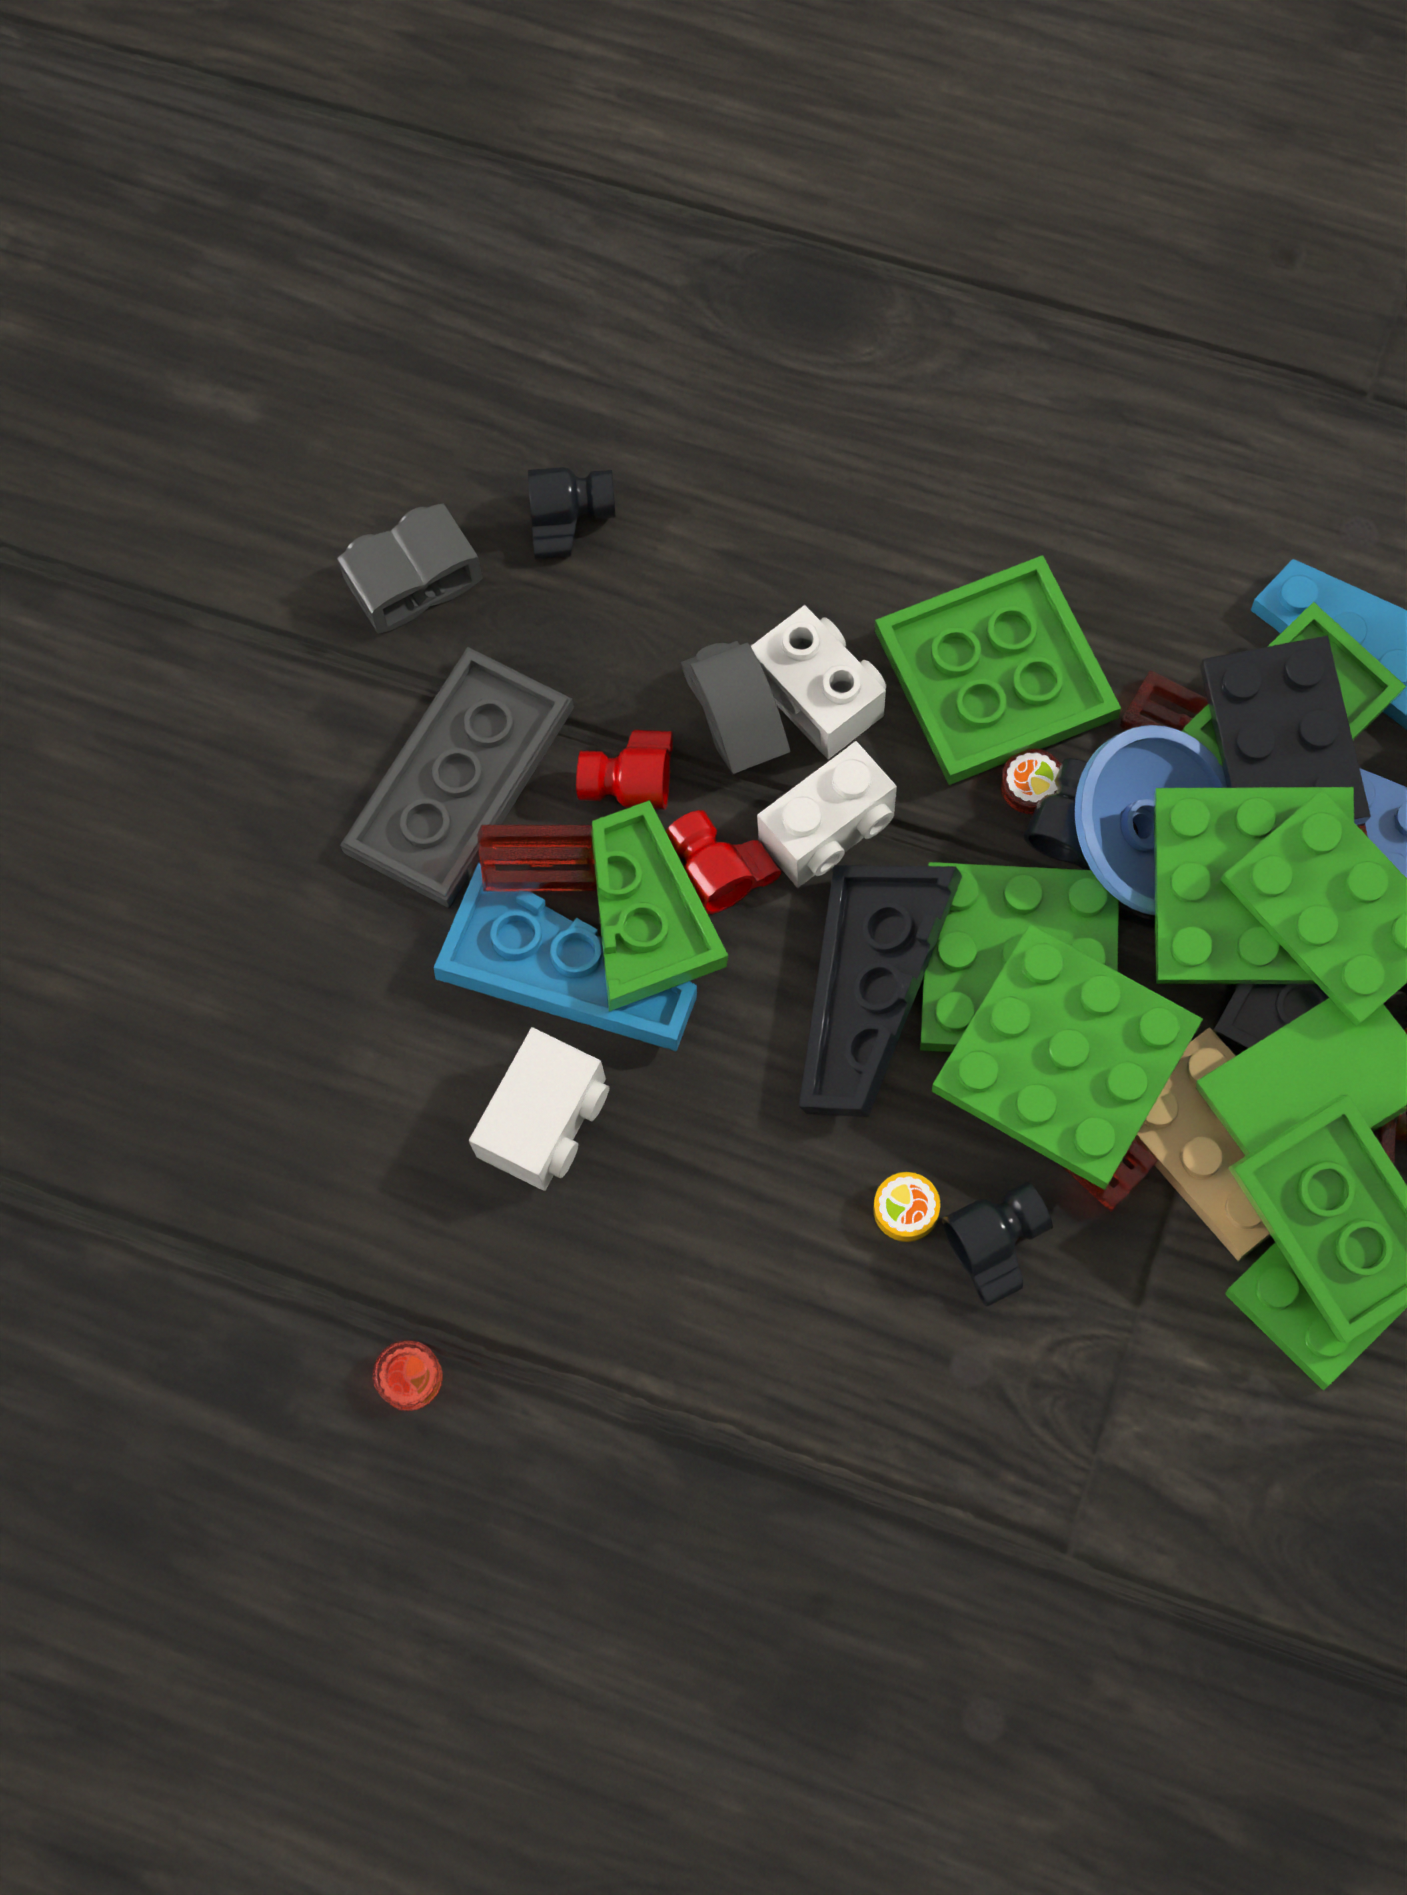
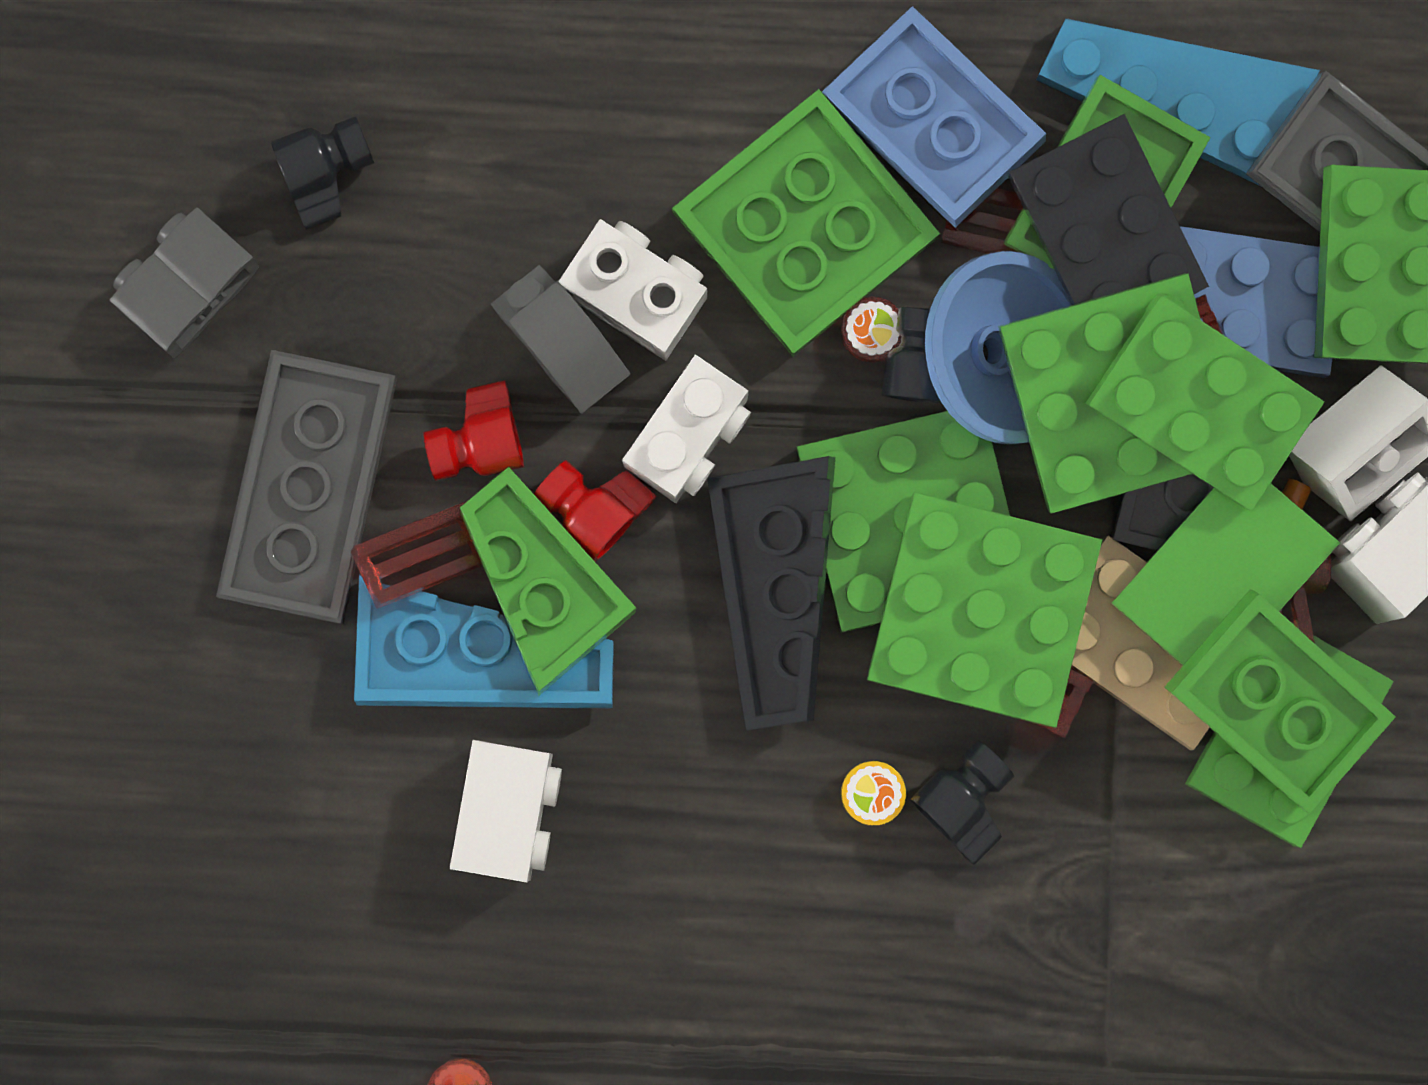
camera: 25 degrees left, 15 degrees up
(1144, 606) = (934, 116): none -> medium blue plate

